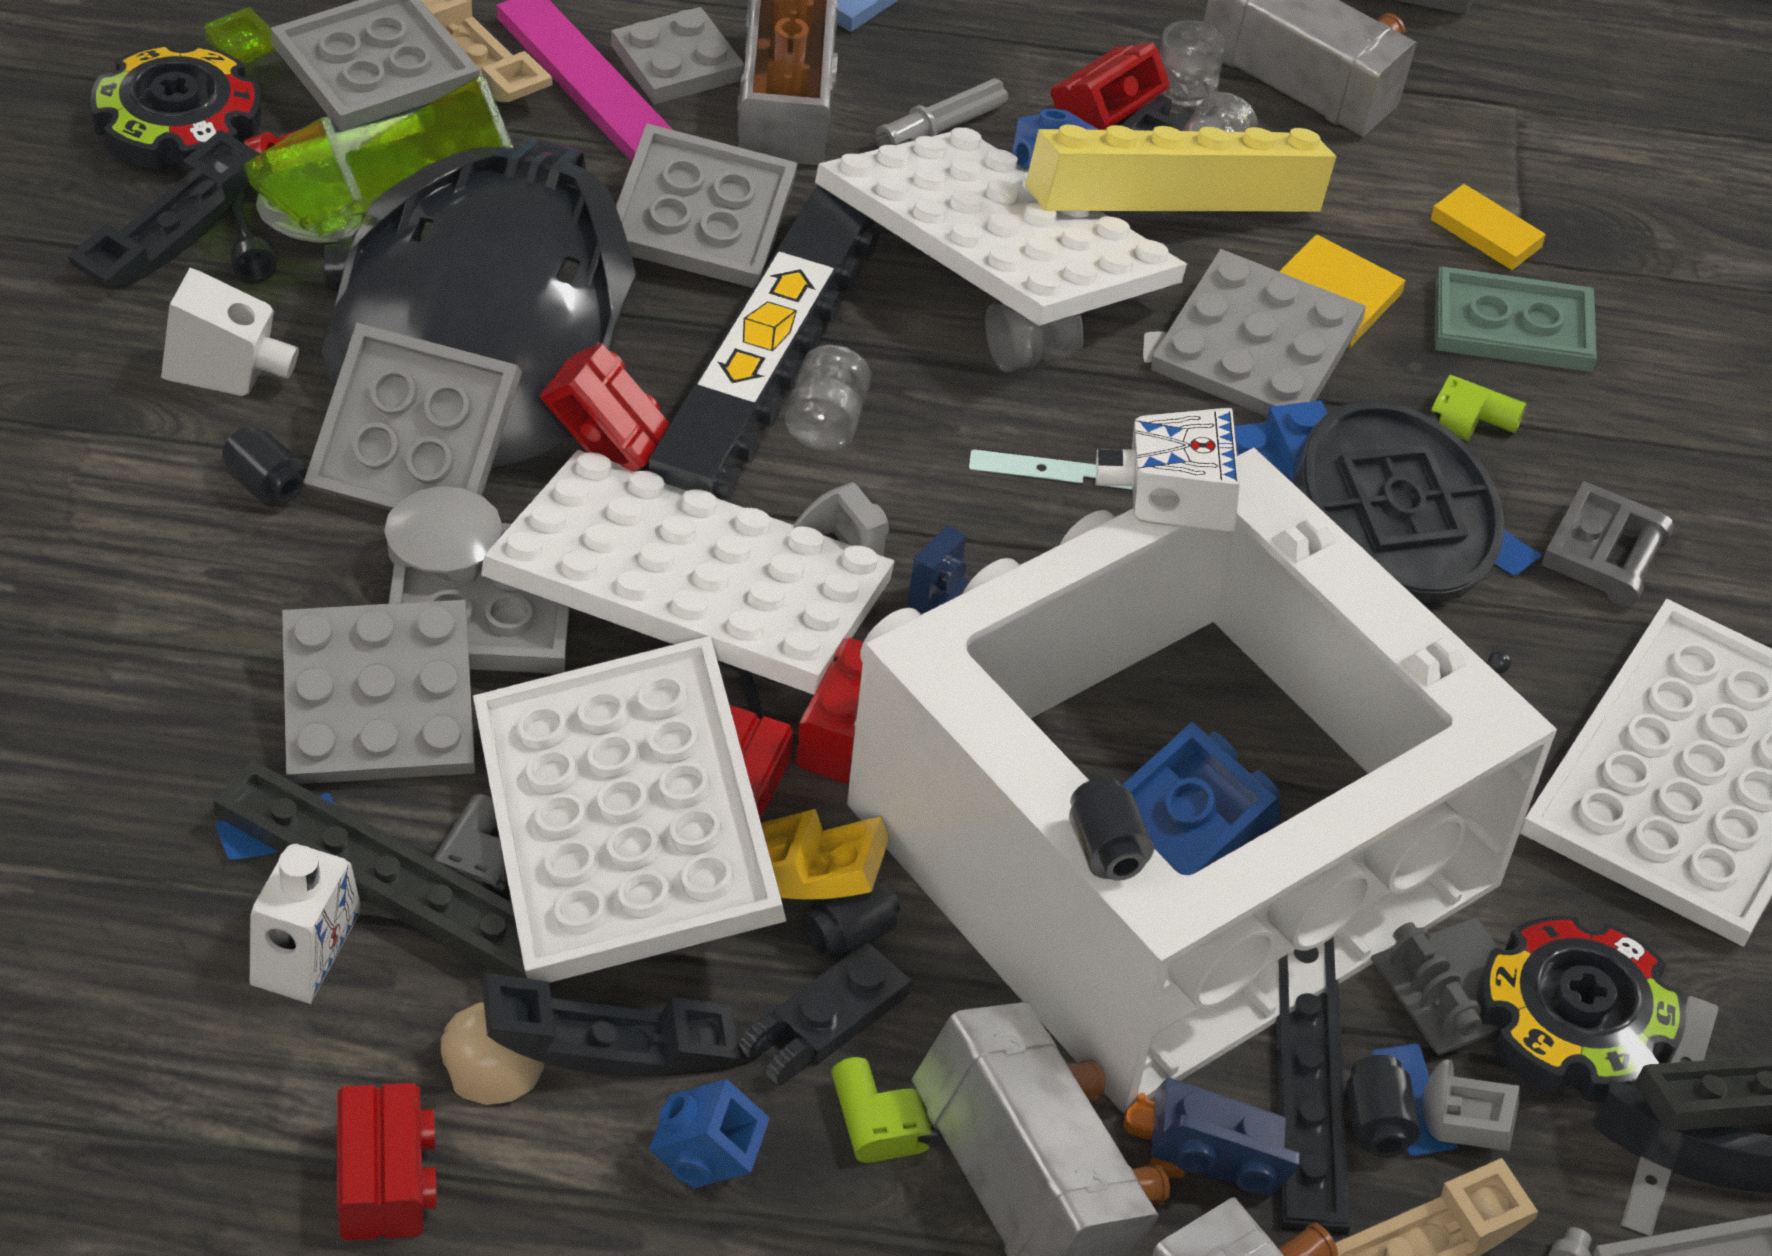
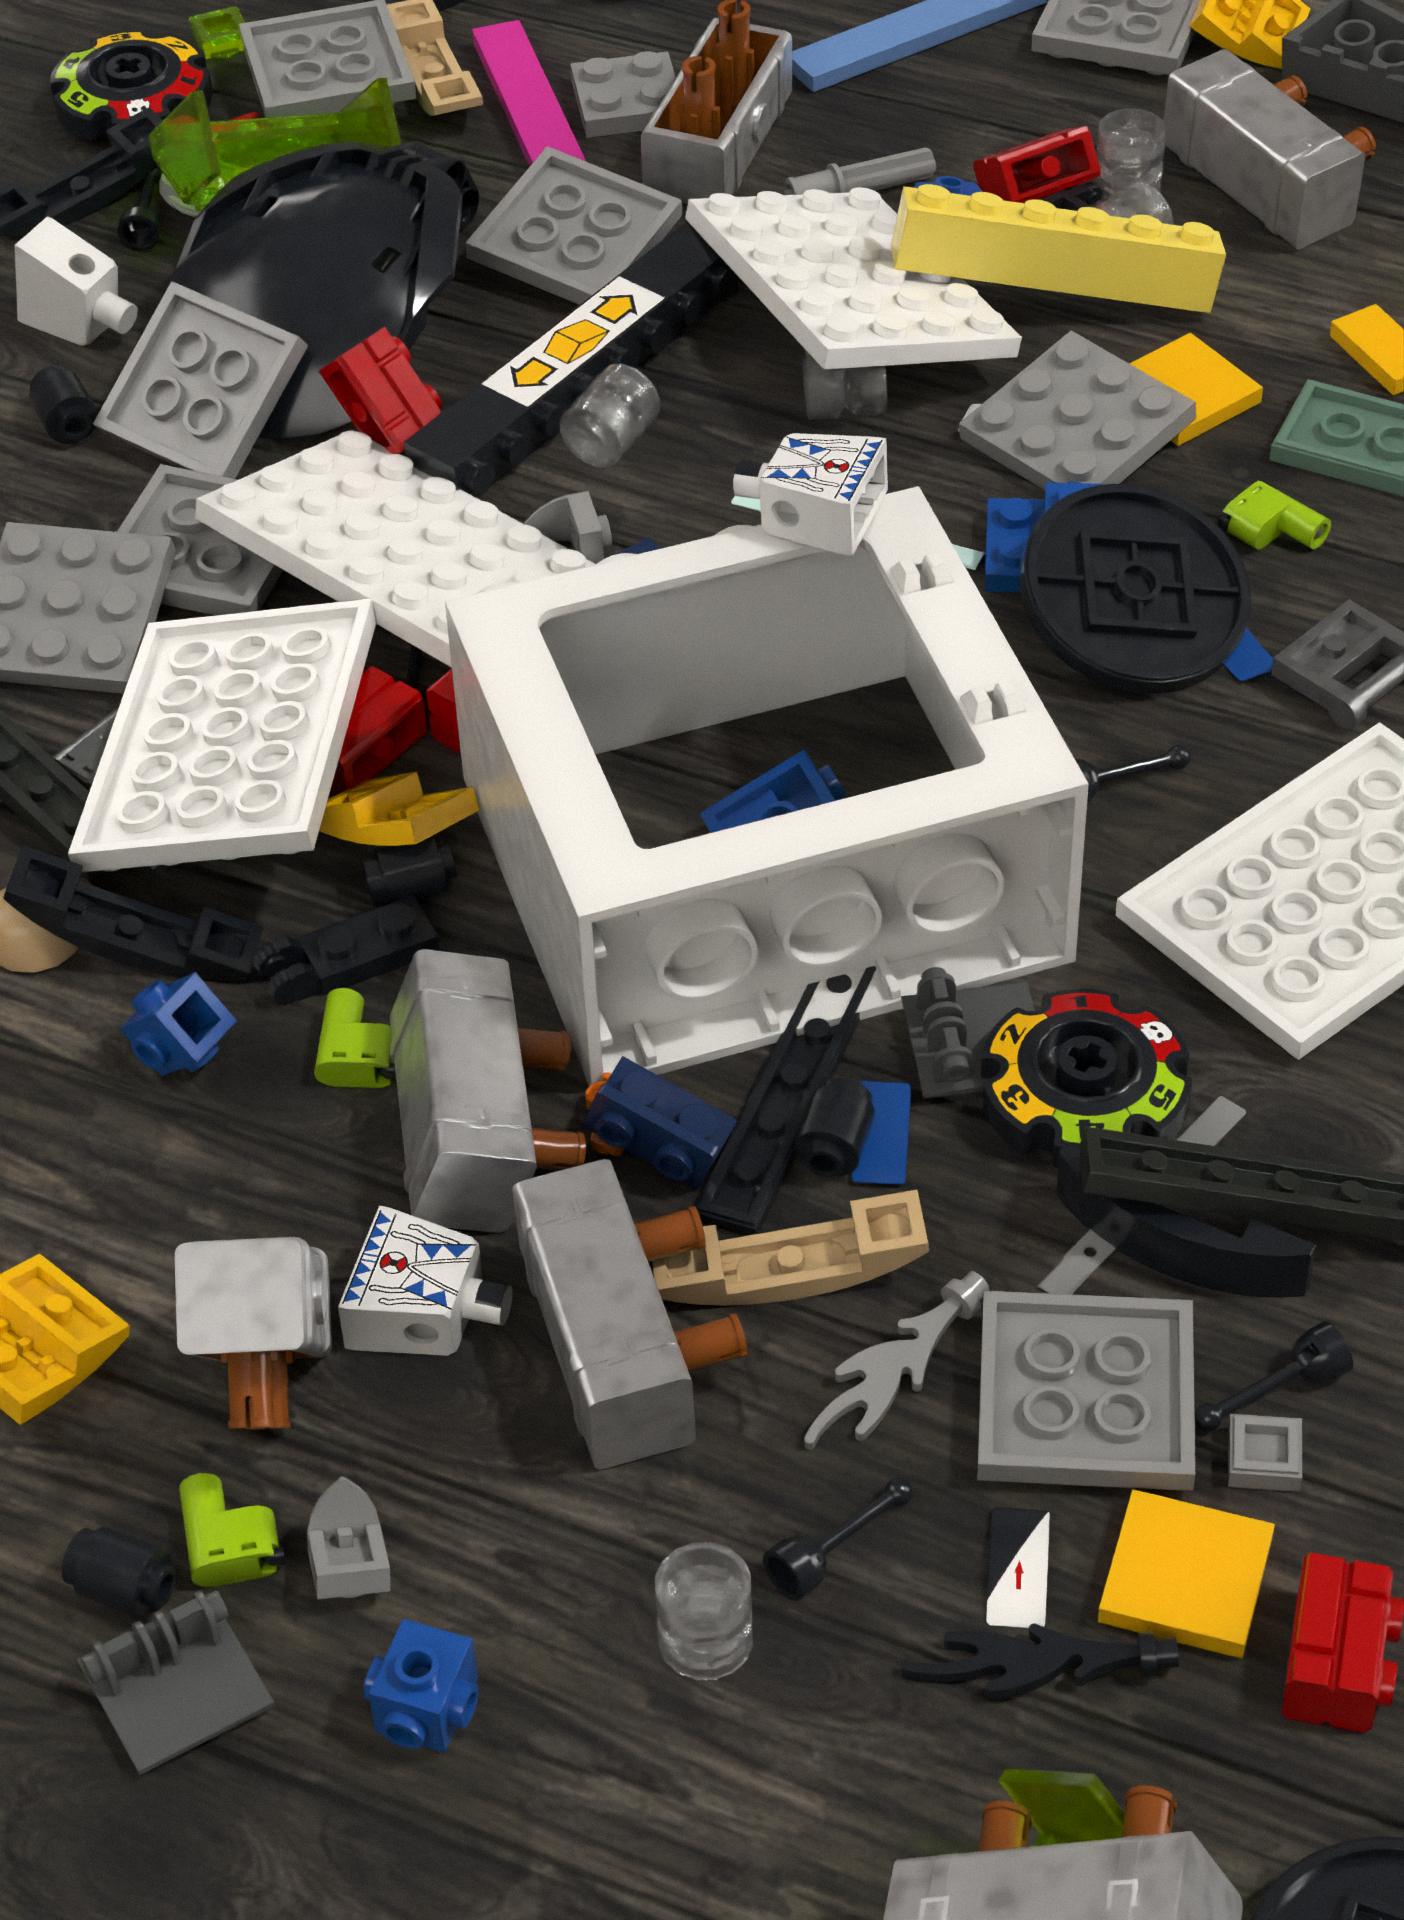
camera: 25 degrees right, 0 degrees up
(442, 531) = (180, 473): light grey dish -> none
(1110, 829) = (576, 791): black brick -> none
(1469, 1109) = (922, 1147): light grey plate -> none

